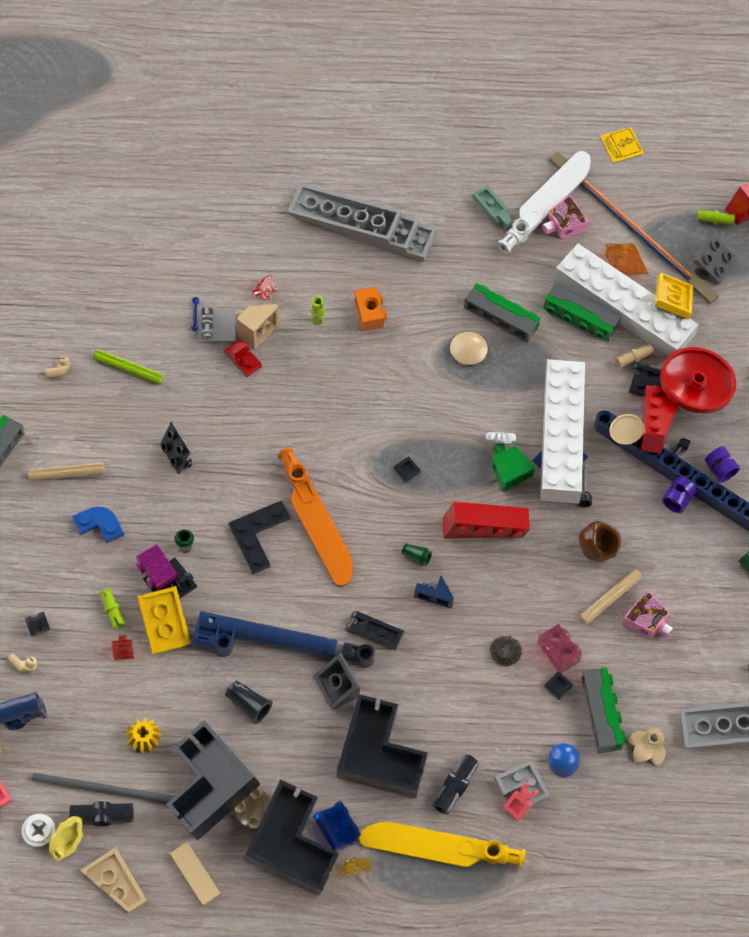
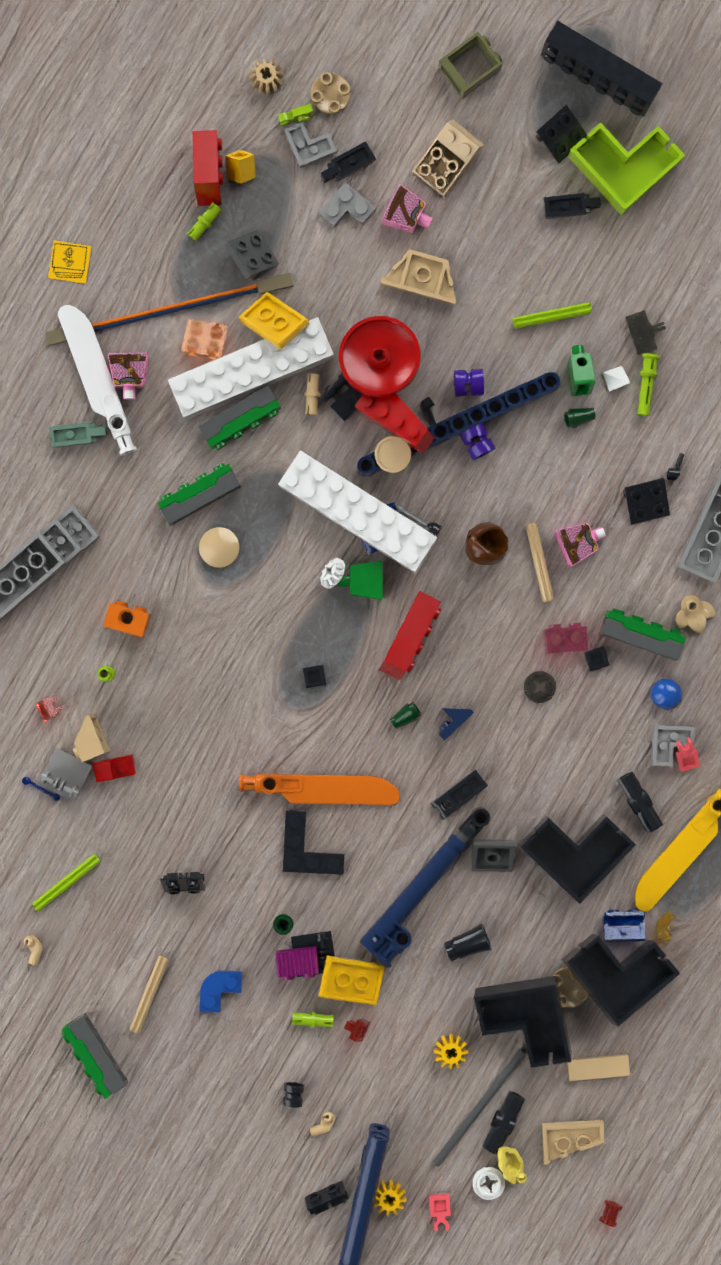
camera: 65 degrees left, 25 degrees up
(718, 655) = (647, 501): none -> black hinge

